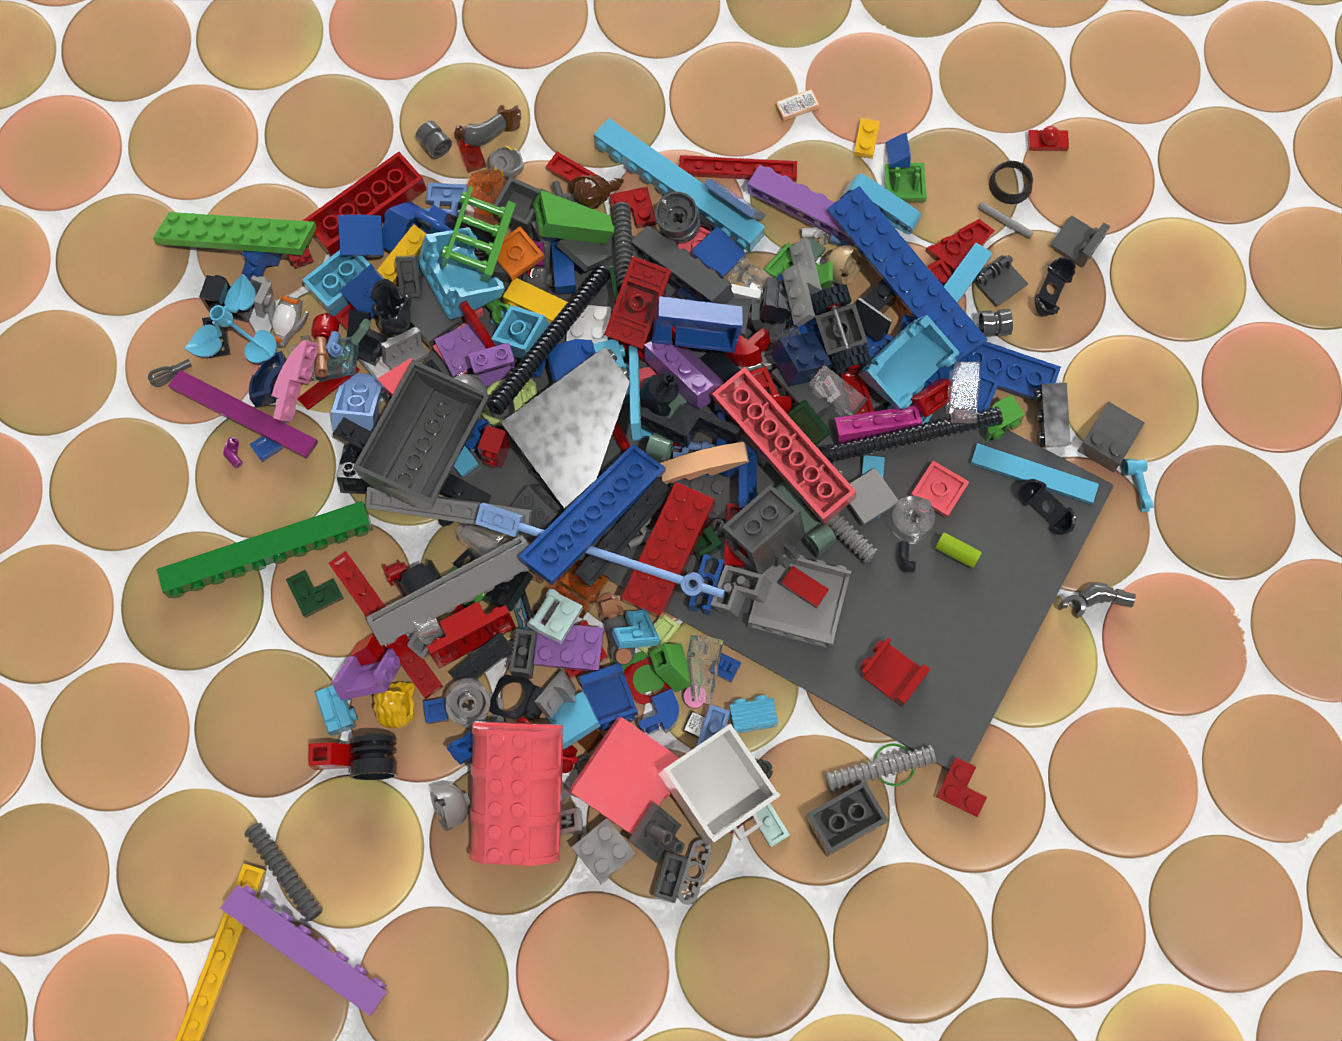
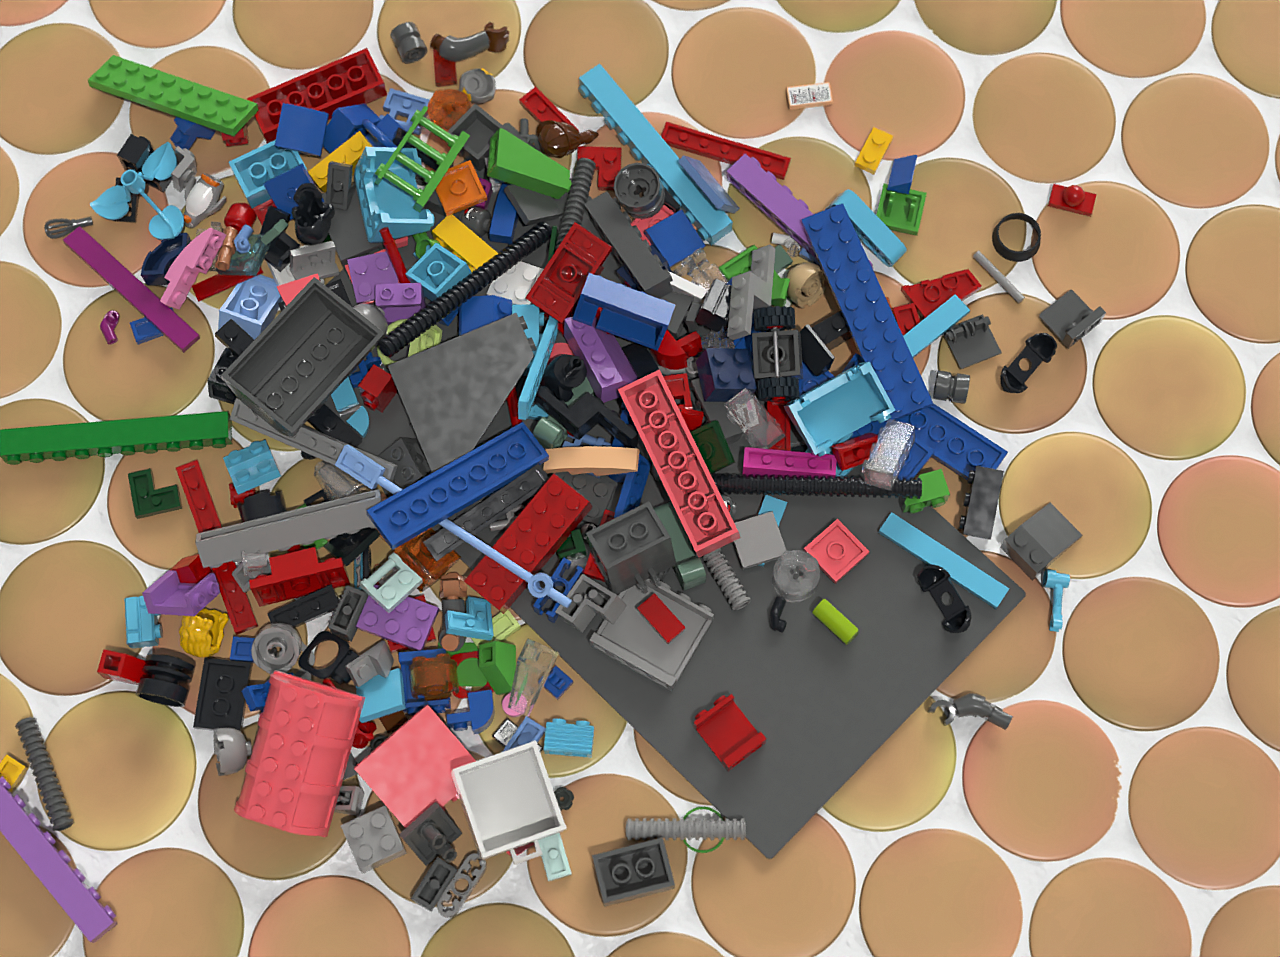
camera: 15 degrees right, 0 degrees up
(398, 544) = (251, 466): none -> medium azure plate
(427, 756) = (220, 694): none -> black plate
(484, 480) = (359, 421): none -> medium azure tile
(618, 690) = (434, 677): none -> clear orange brick
(955, 789) = (759, 876): red plate -> none

